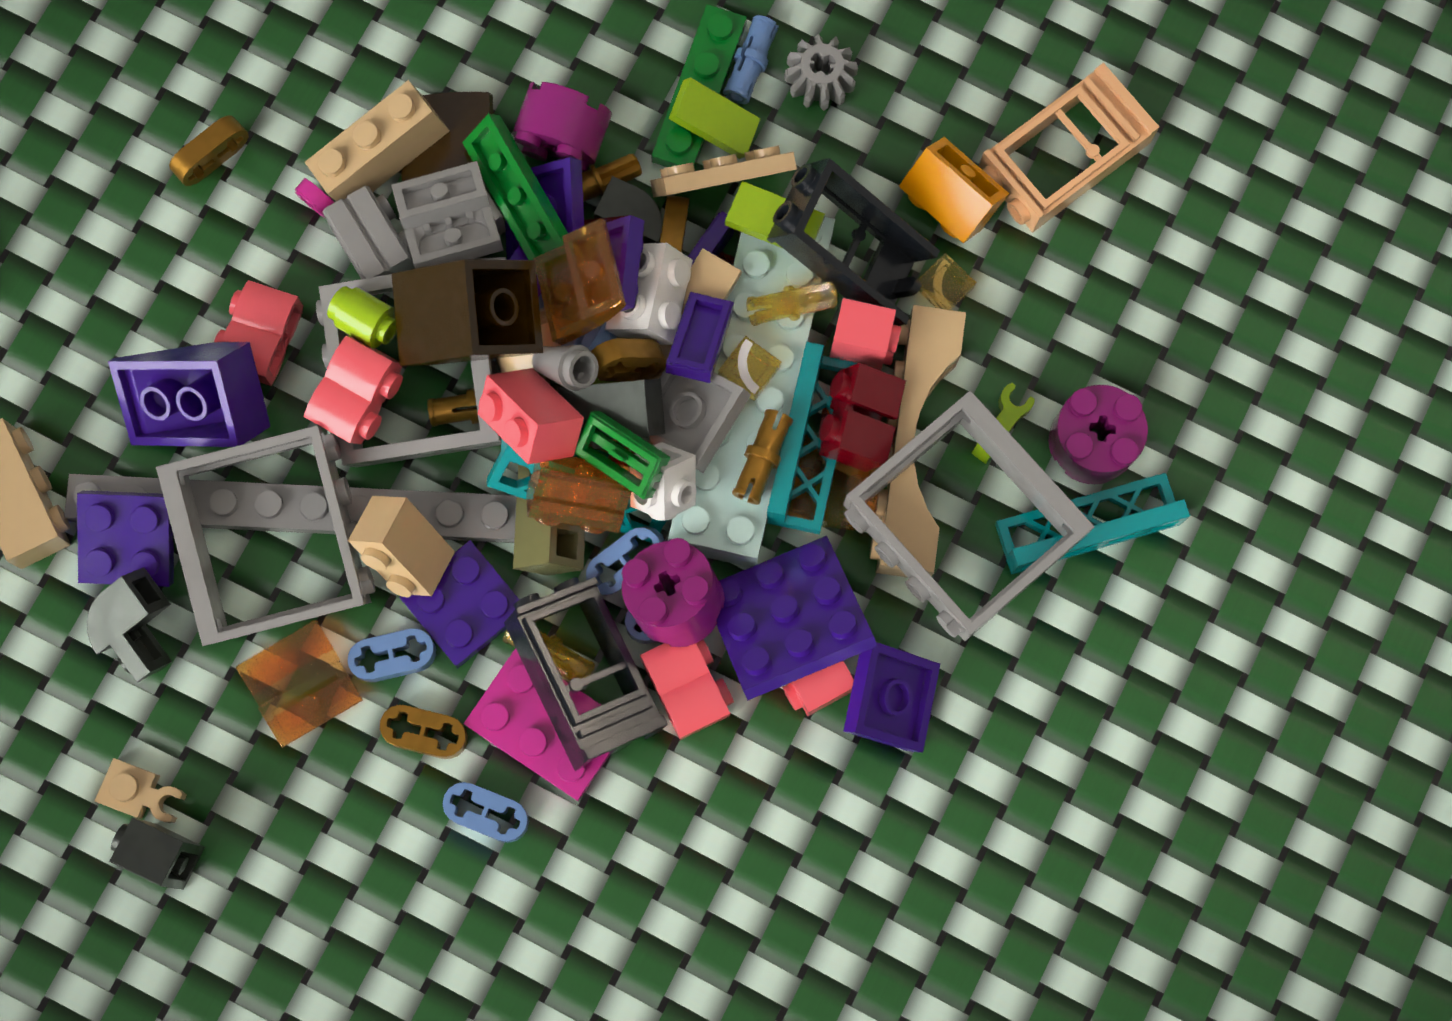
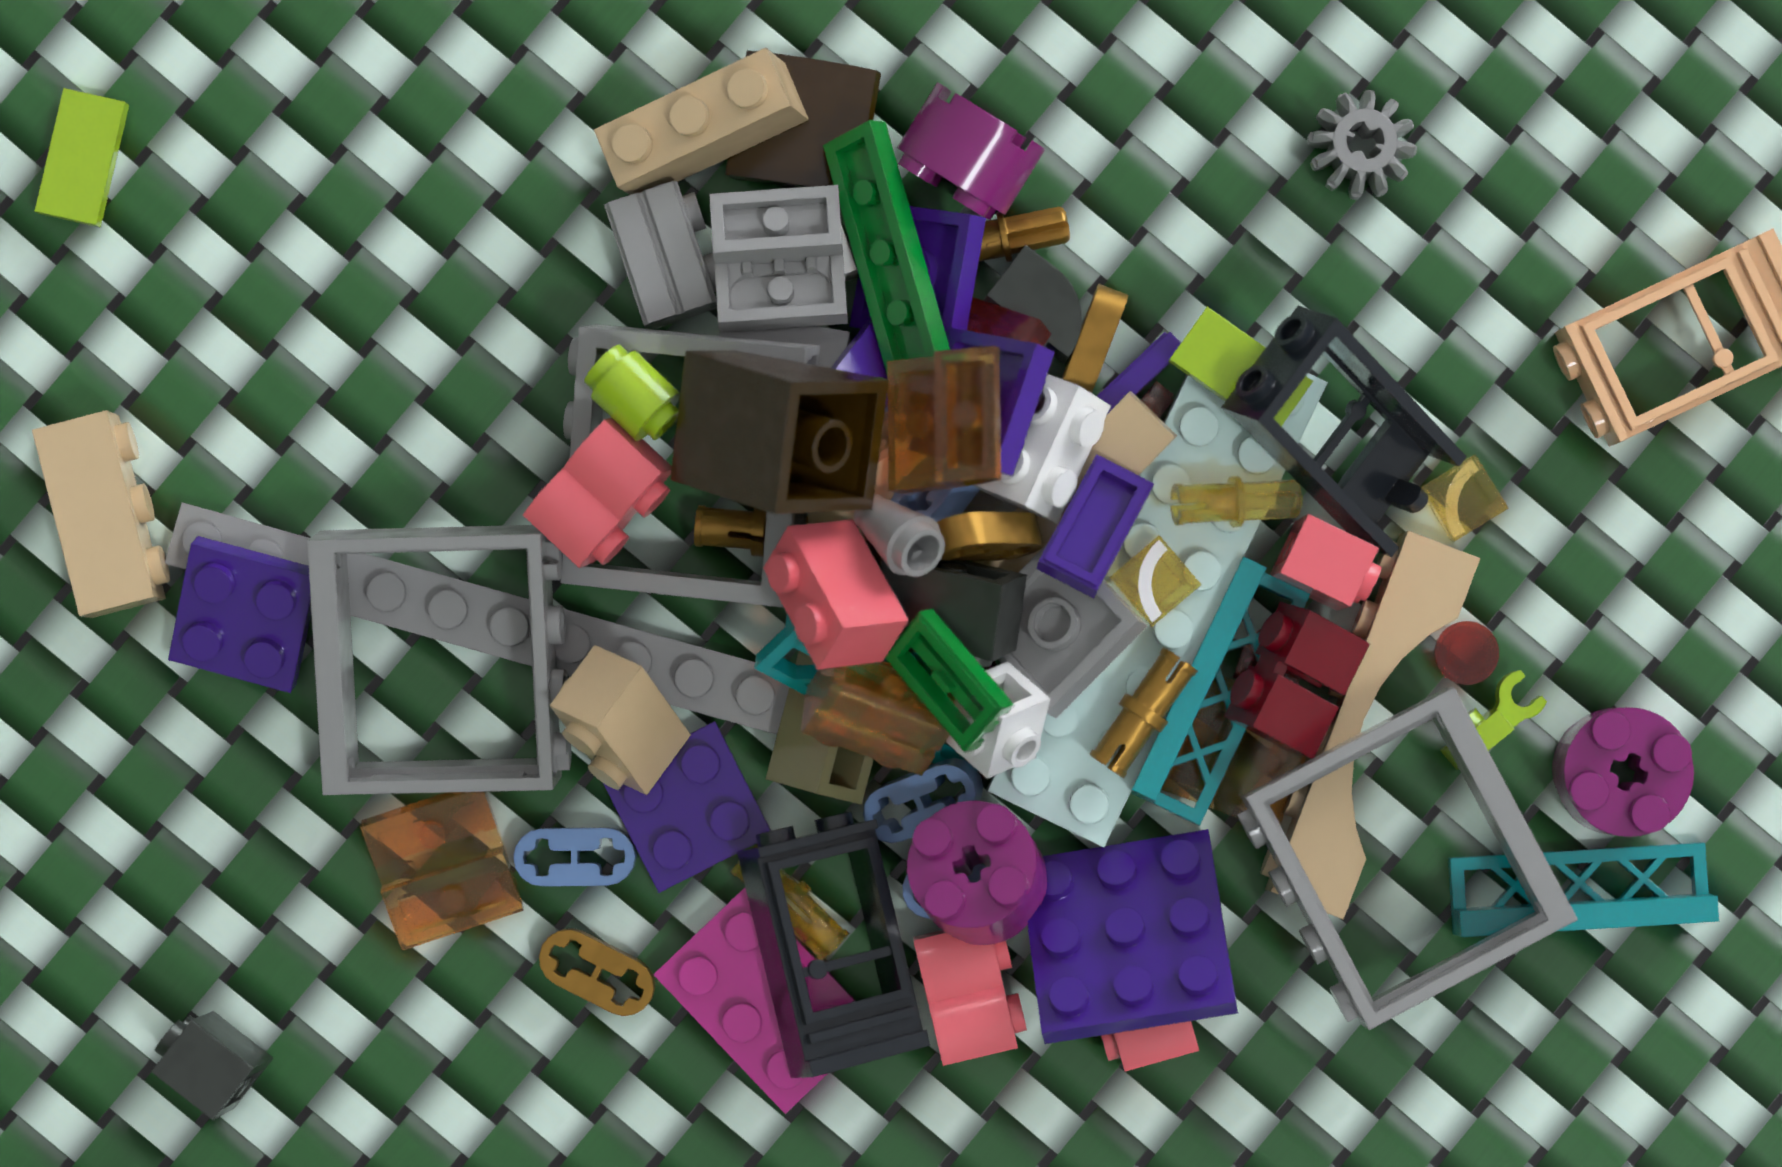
camera: 20 degrees right, 10 degrees up
(120, 620) = (219, 735): brick -> none
(133, 790) = (191, 960): tan plate -> none
(191, 396) = (372, 438): dark purple slope -> none
(208, 150) = (460, 69): pearl gold beam -> none
(266, 321) = (479, 357): coral brick -> none
(313, 196) = (596, 175): dark pink tile -> none
(489, 801) = (649, 1114): medium blue beam -> none
(710, 65) = (1180, 126): green plate -> none
(714, 118) = (1191, 184): lime tile -> none
(722, 171) = (1182, 277): tan plate -> none
(751, 59) = (1265, 99): medium blue pin -> none
(892, 697) = (1244, 1078): dark purple plate -> none
(953, 190) = (1509, 370): light orange brick -> none
(973, 377) = (1466, 652): none -> clear red plate

